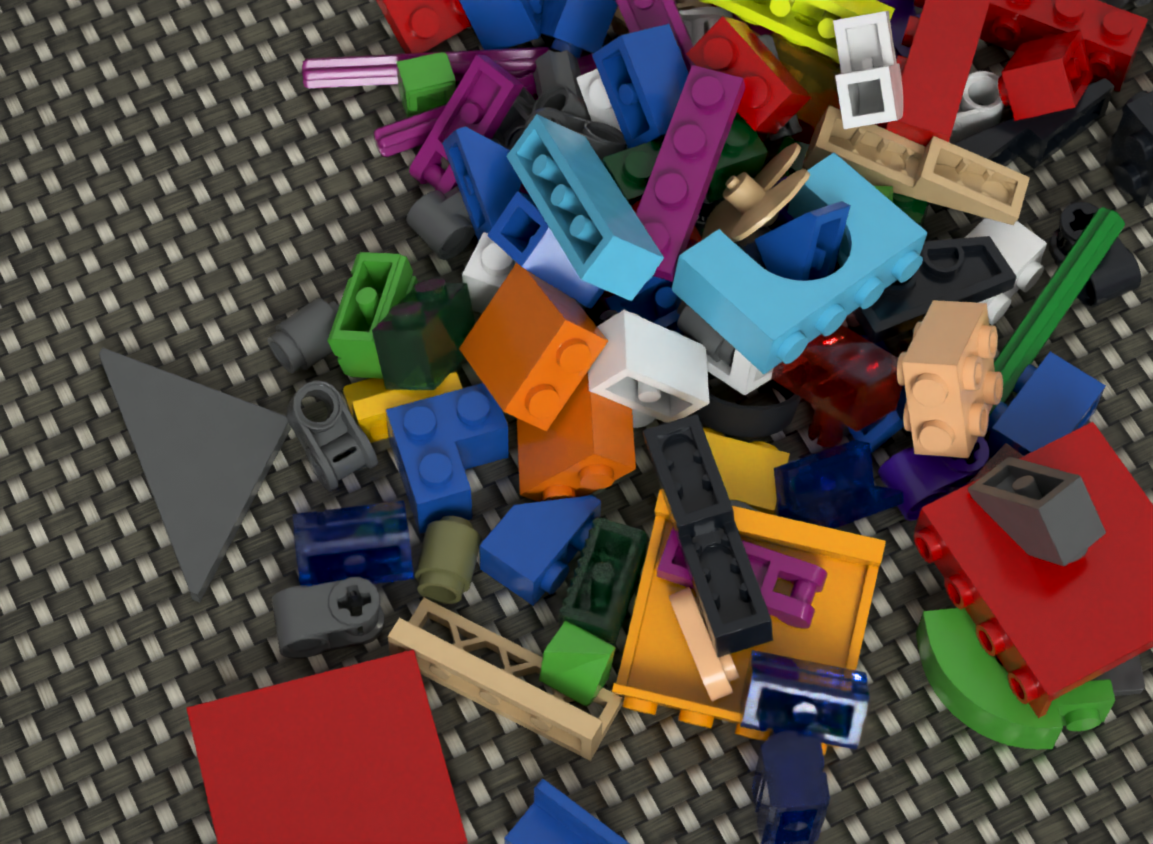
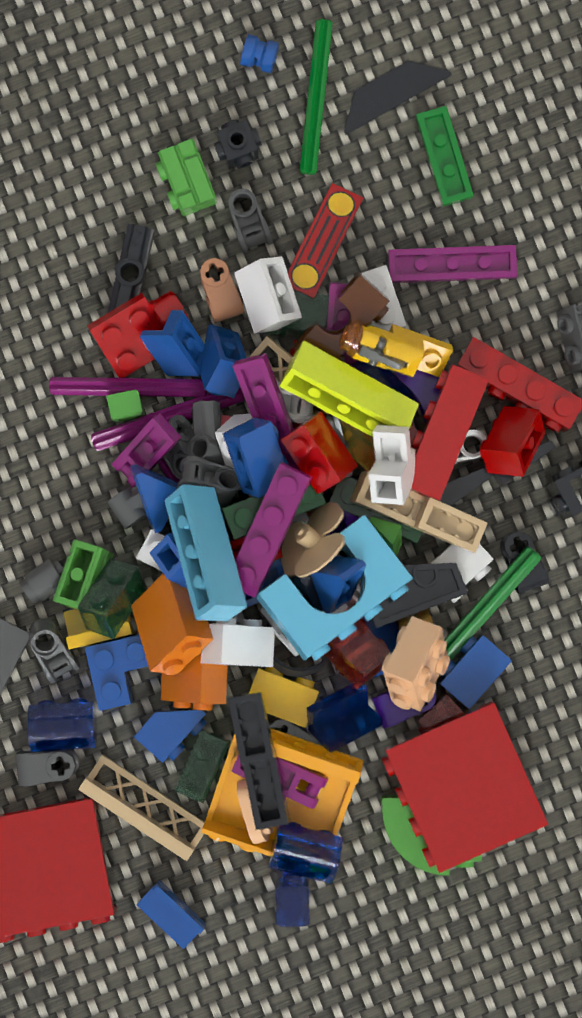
camera: 10 degrees right, 25 degrees up
(447, 559) = (116, 736): olive brick -> none
(576, 663) = (183, 811): bright green slope -> none
(1040, 509) = (449, 765): dark grey slope -> none

